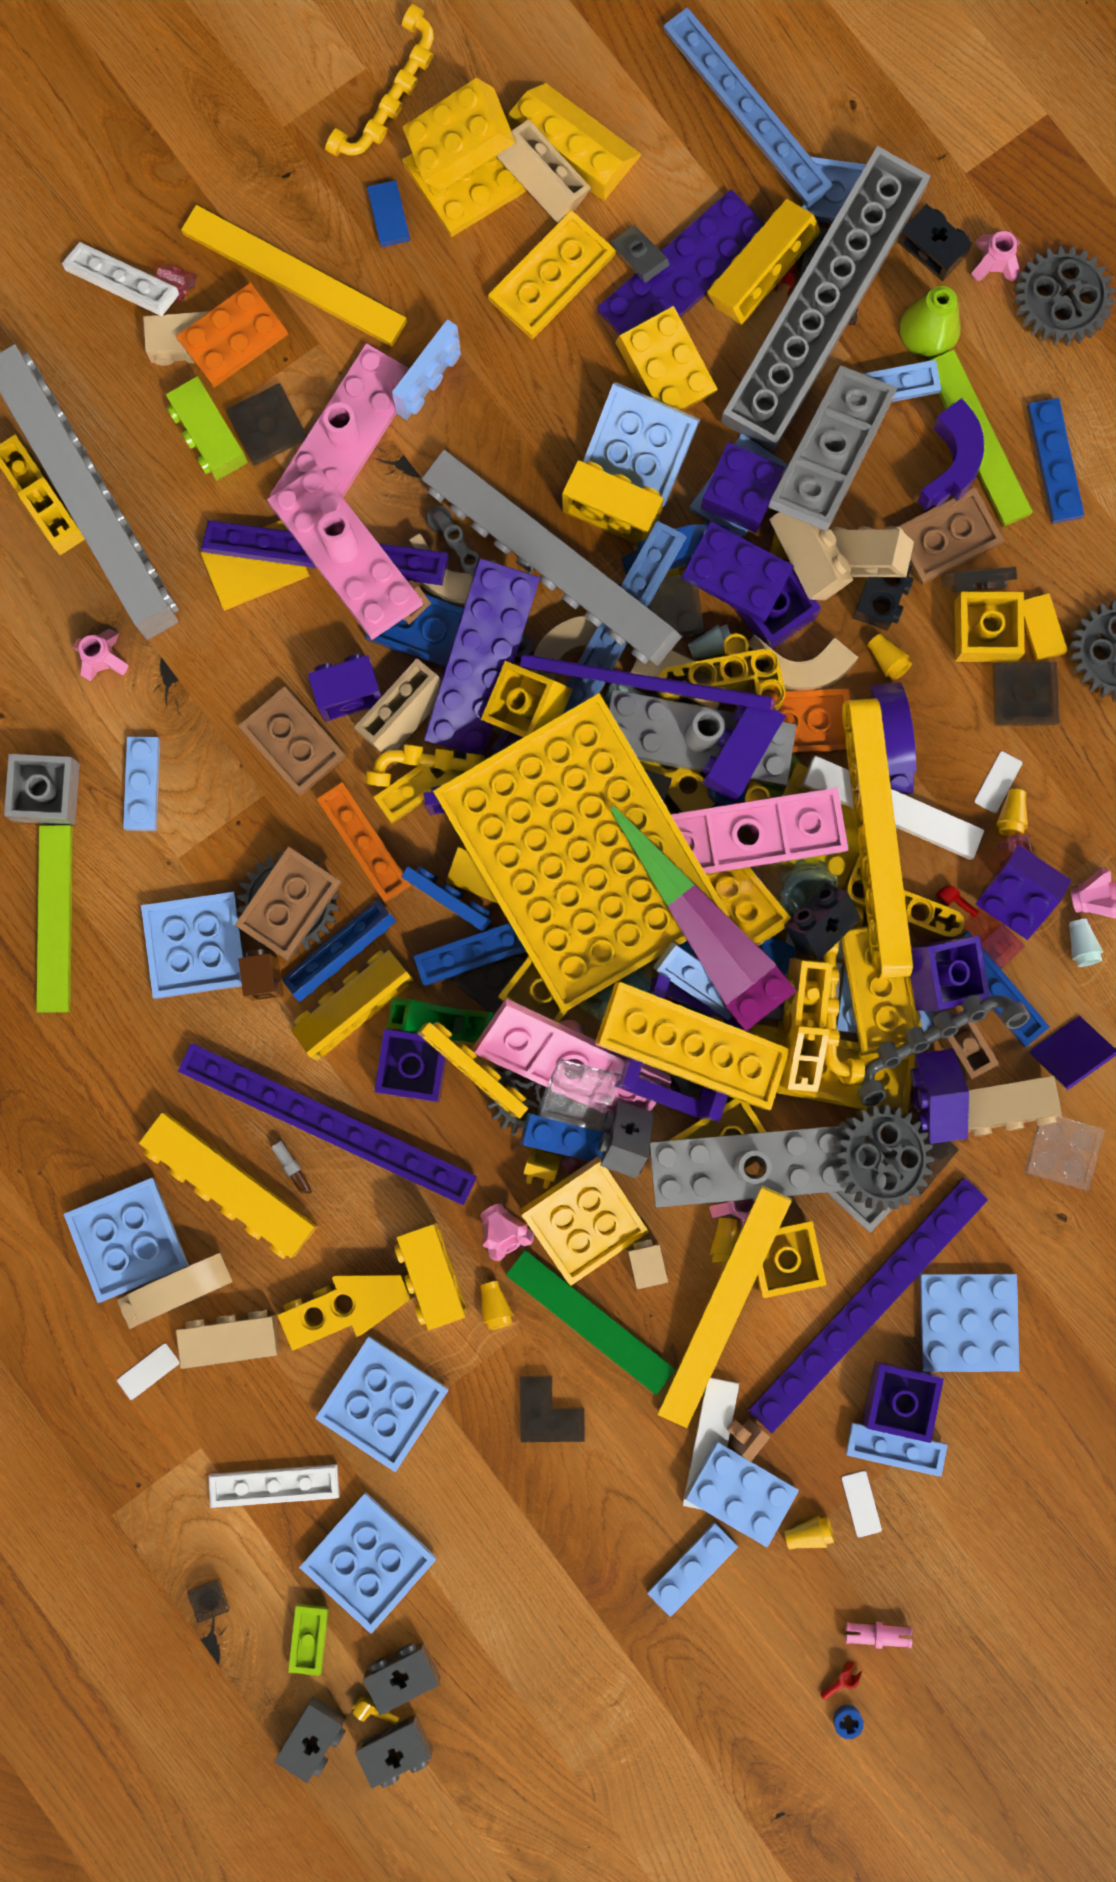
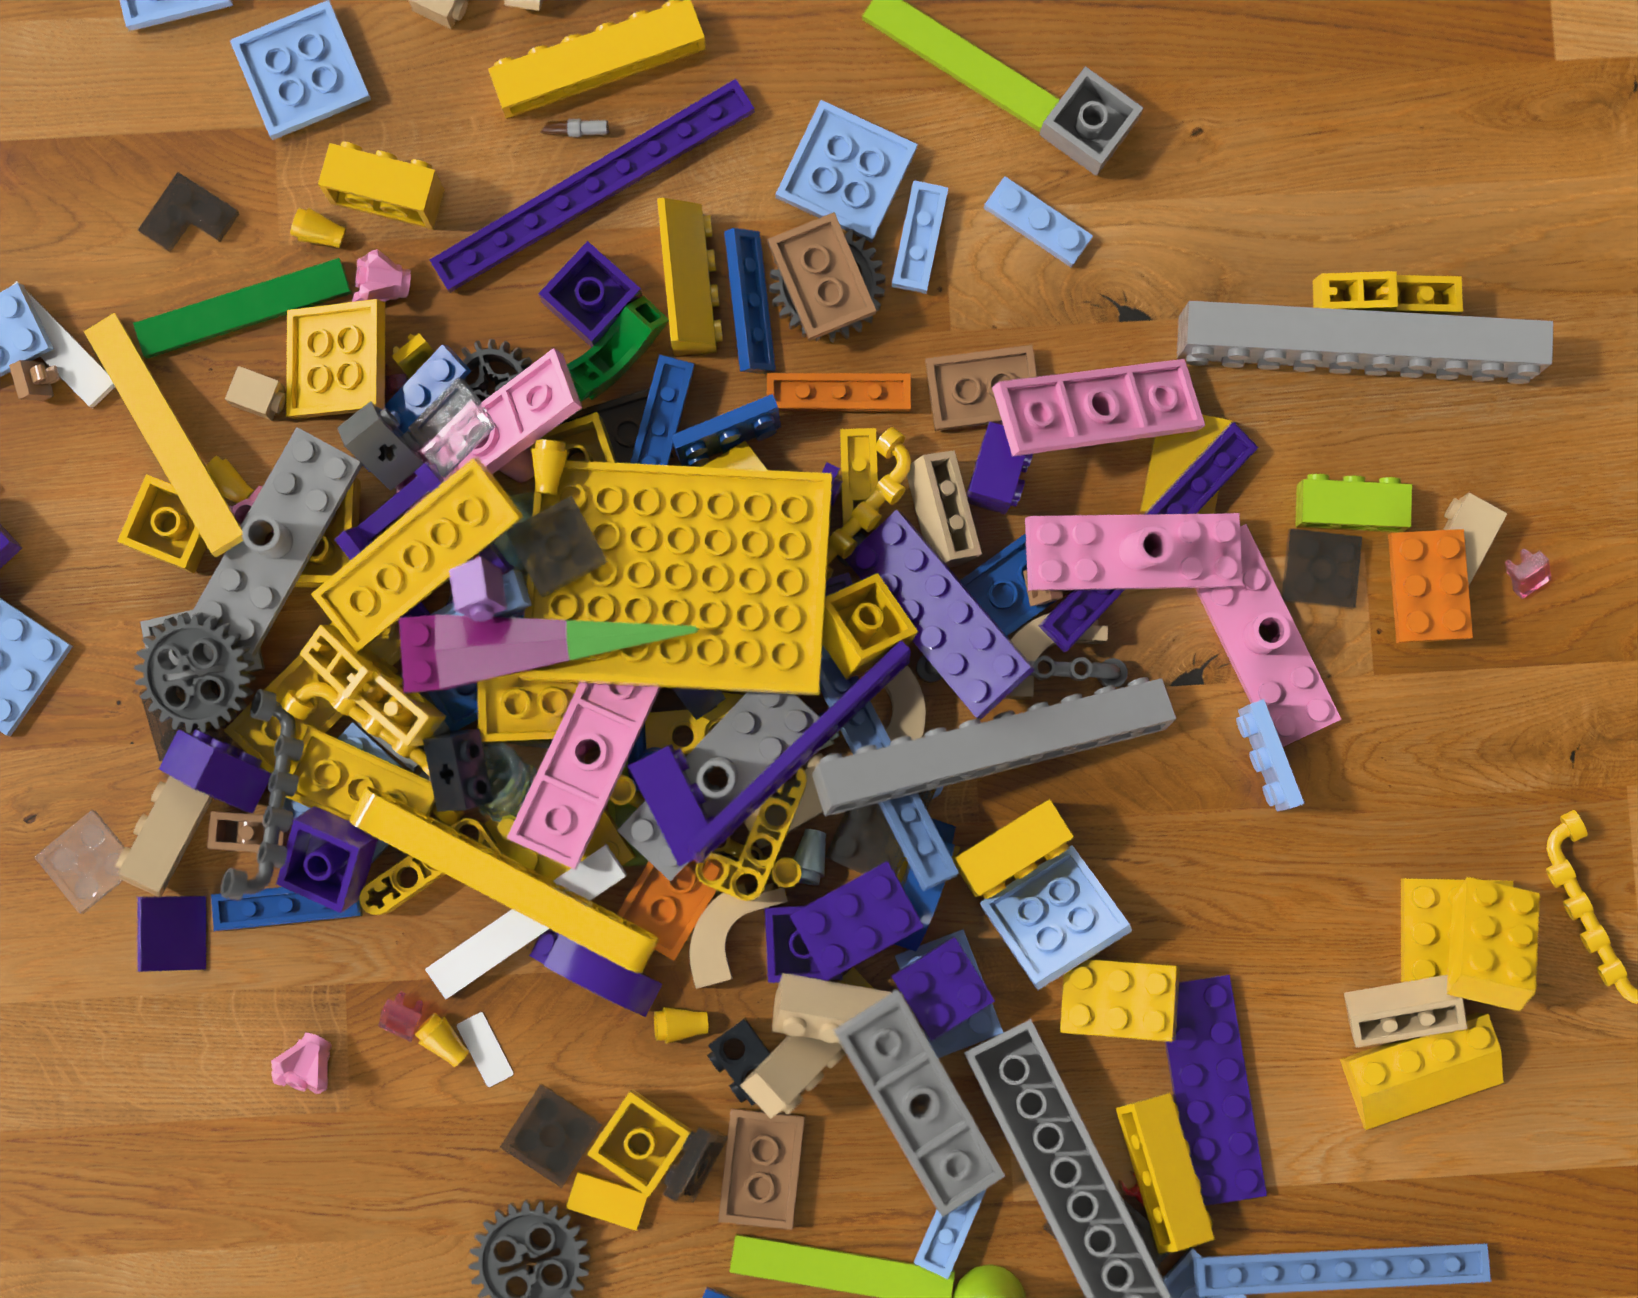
camera: 115 degrees right, 0 degrees up
(98, 654) = (1191, 259): bright pink rock -> none
(120, 278) = (1563, 518): white tile -> none
(209, 859) = (919, 237): none -> light blue plate
(256, 640) = (1098, 406): none -> bright pink plate
(260, 975) = (771, 207): reddish brown brick -> none
(294, 276) = (1459, 694): yellow tile -> none
(372, 1298) = (403, 123): yellow brick -> none
(388, 213) = (1465, 830): blue tile -> none
(482, 1076) = (531, 341): yellow plate -> none
(551, 274) = (1293, 951): yellow plate -> none
(562, 998) = (548, 465): none -> yellow cone
(618, 949) = (556, 546): none -> clear smoke plate
(640, 253) = (1256, 1053): dark grey plate -> none
(690, 980) = (478, 589): none -> medium lavender brick
(867, 1305) = (78, 578): dark purple plate -> none
(951, 894) = (406, 922): red hand -> none
(965, 439) = (848, 1251): dark purple arch -> none
(1001, 946) = (321, 935): clear pink tile -> none
(1023, 892) = (355, 989): dark purple brick -> none
(1084, 944) = (269, 1020): light aqua cone -> none

